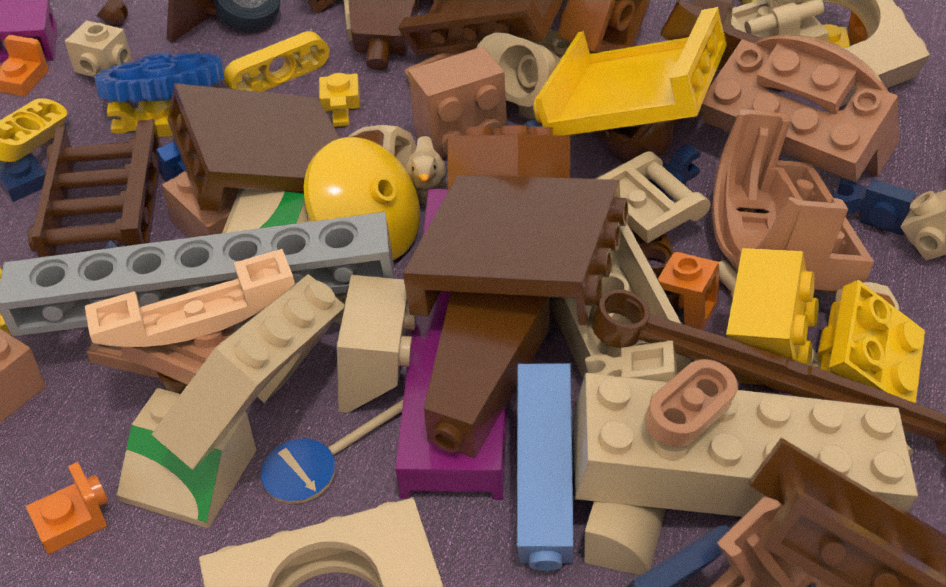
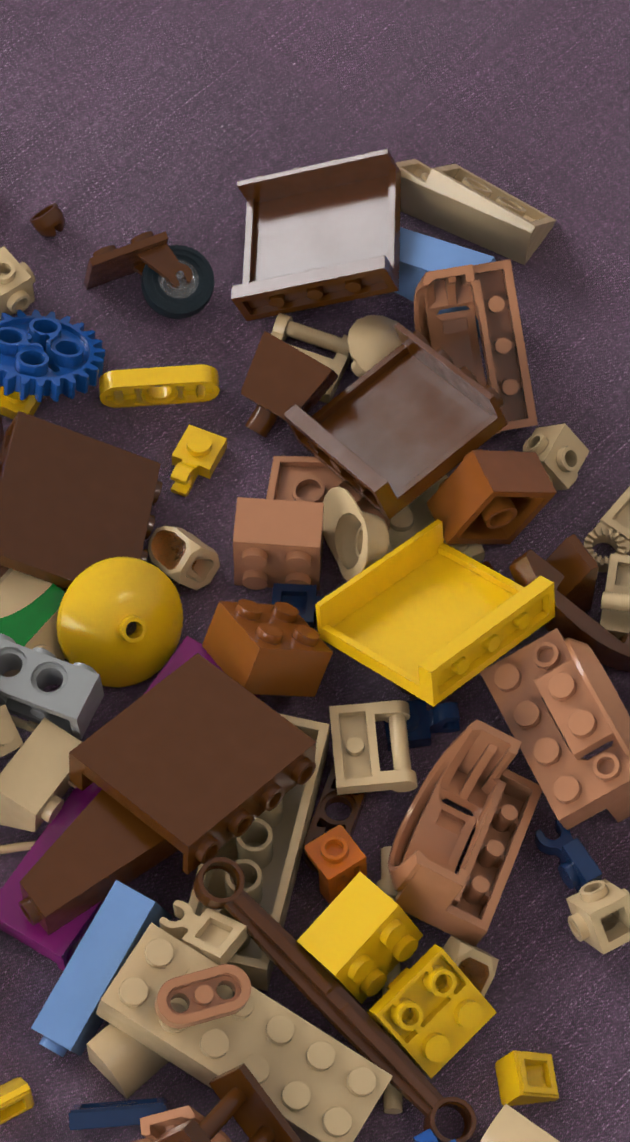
camera: 25 degrees right, 15 degrees up
(426, 169) = (203, 599): tan animal -> none

